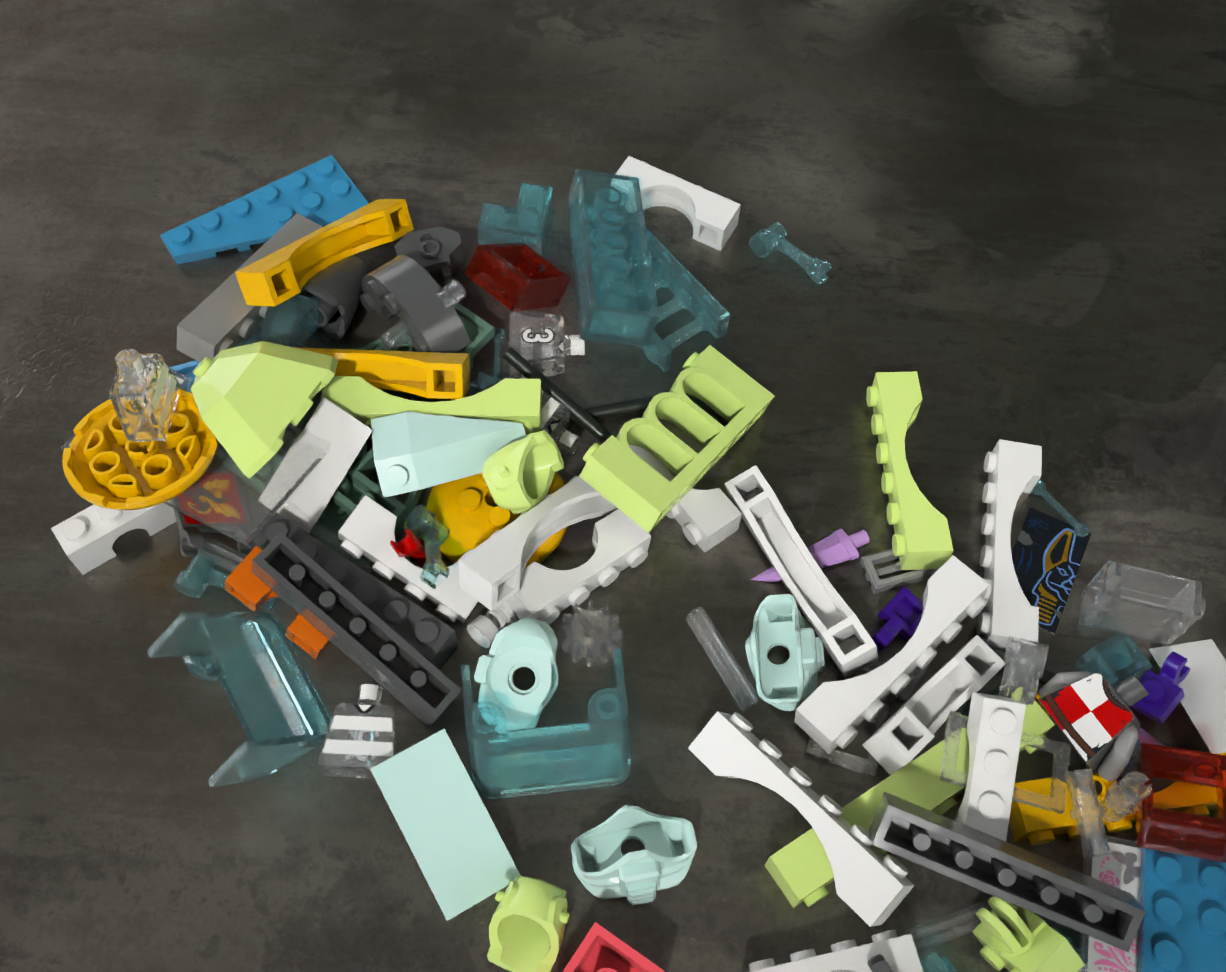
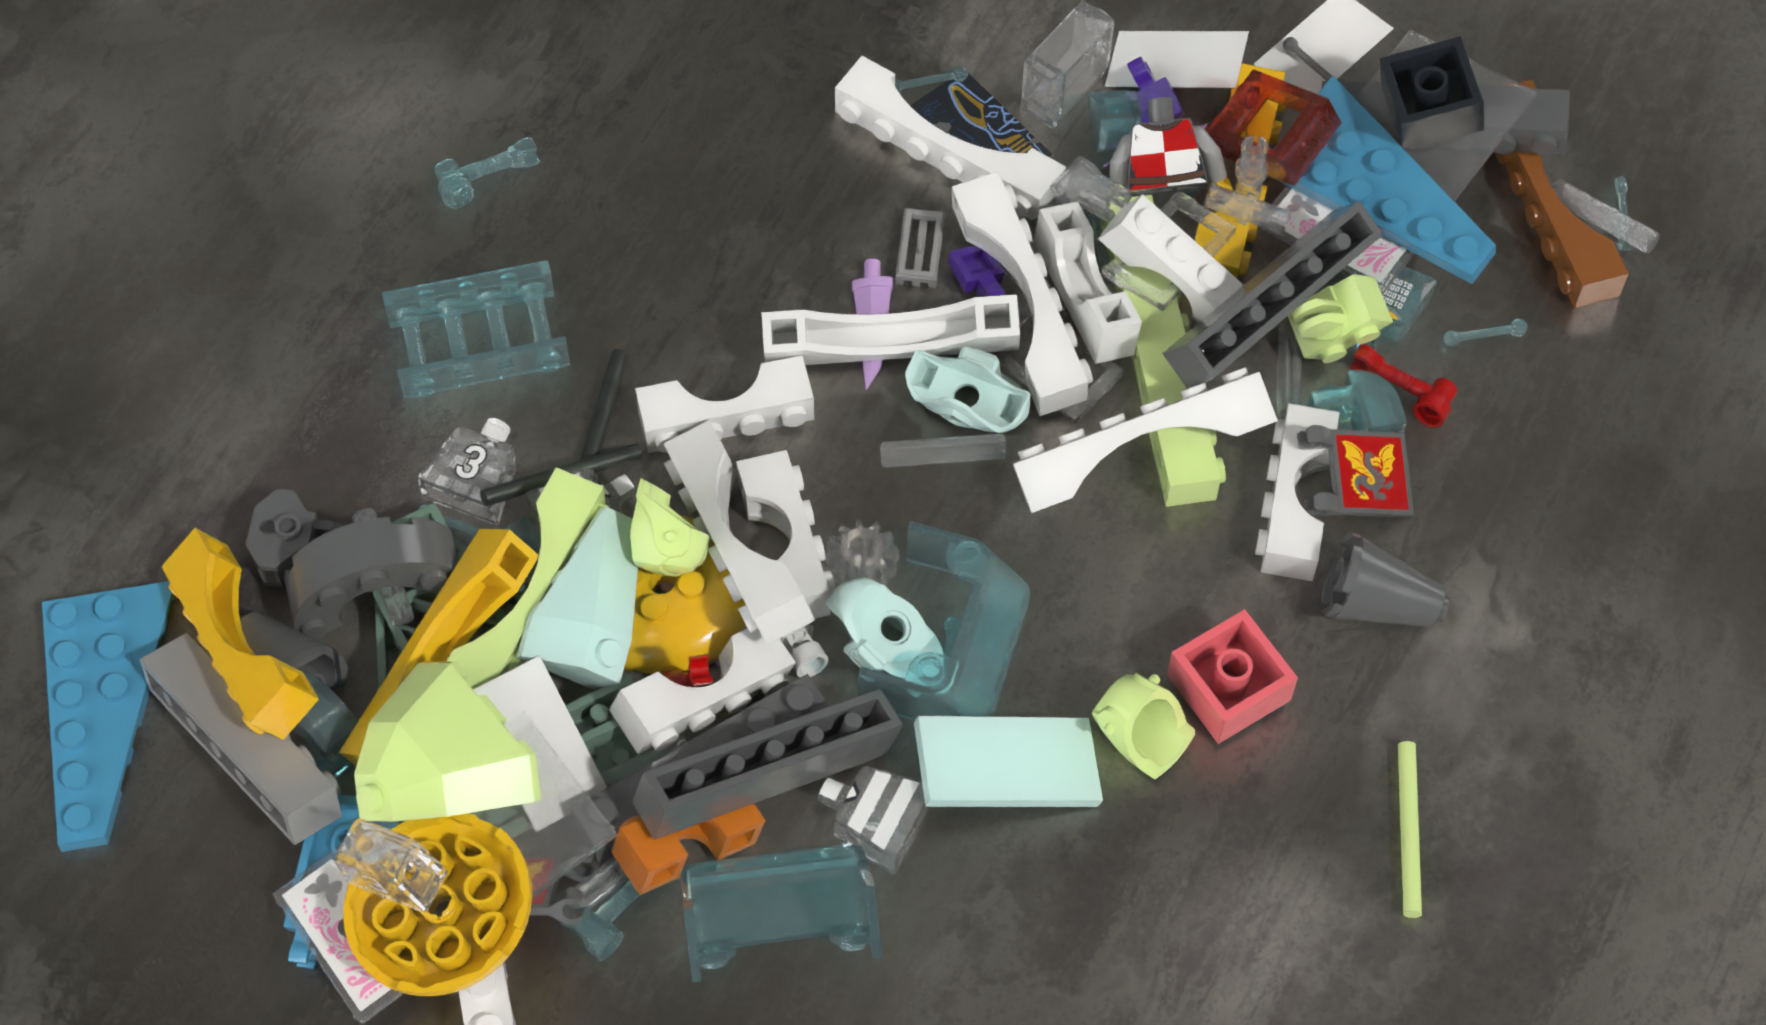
camera: 65 degrees left, 0 degrees up
(434, 533) = (674, 658): clear light blue brick -> none
(515, 276) = (381, 455): clear red window -> none
(525, 223) = (294, 426): clear light blue brick -> none
(611, 259) = (418, 337): clear light blue brick -> none
(637, 486) = (703, 437): yellowish green fence -> none
(638, 874) = (1119, 575): light aqua piece -> none
(709, 213) = (387, 226): white arch -> none
(920, 530) = (894, 207): yellowish green arch -> none

